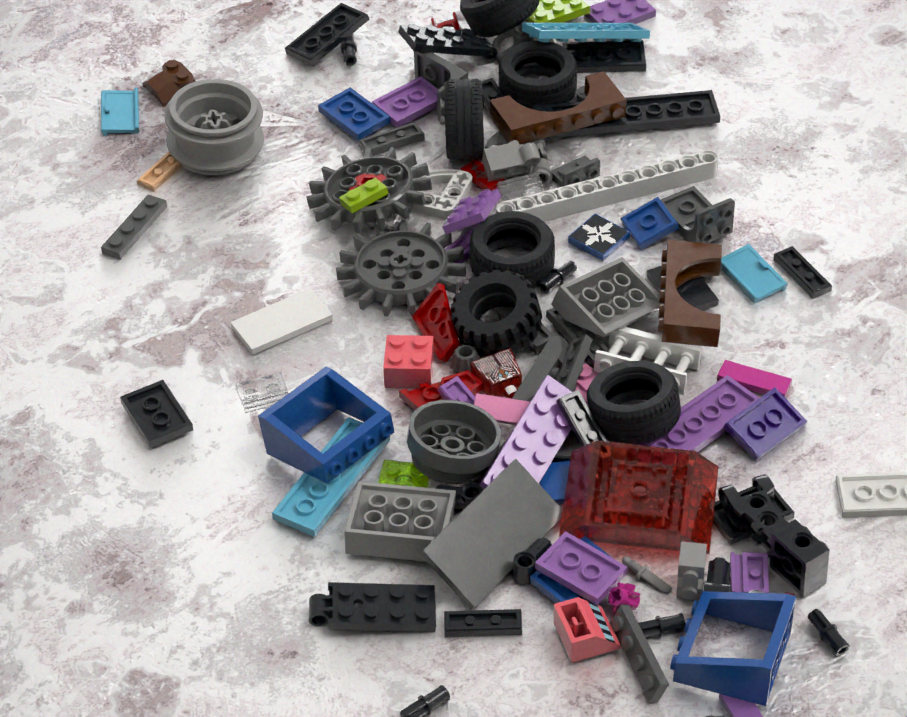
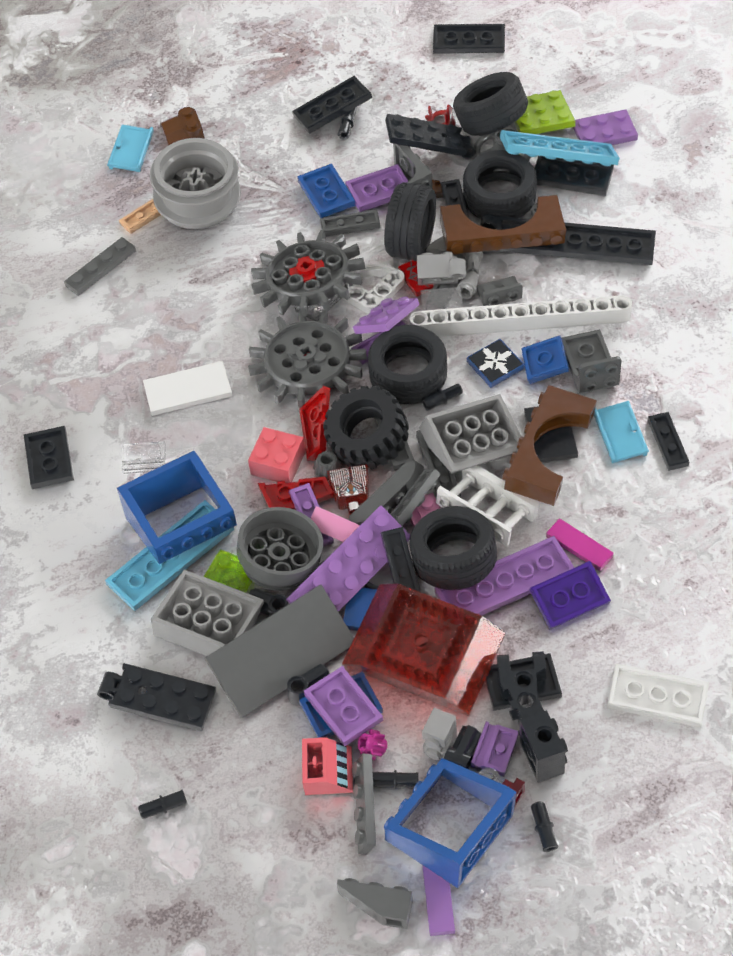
camera: 20 degrees right, 10 degrees up
(363, 195) = (295, 280): lime plate -> none
(483, 623) = (244, 734): black tile -> none
(646, 574) = (402, 720): light grey piece -> none

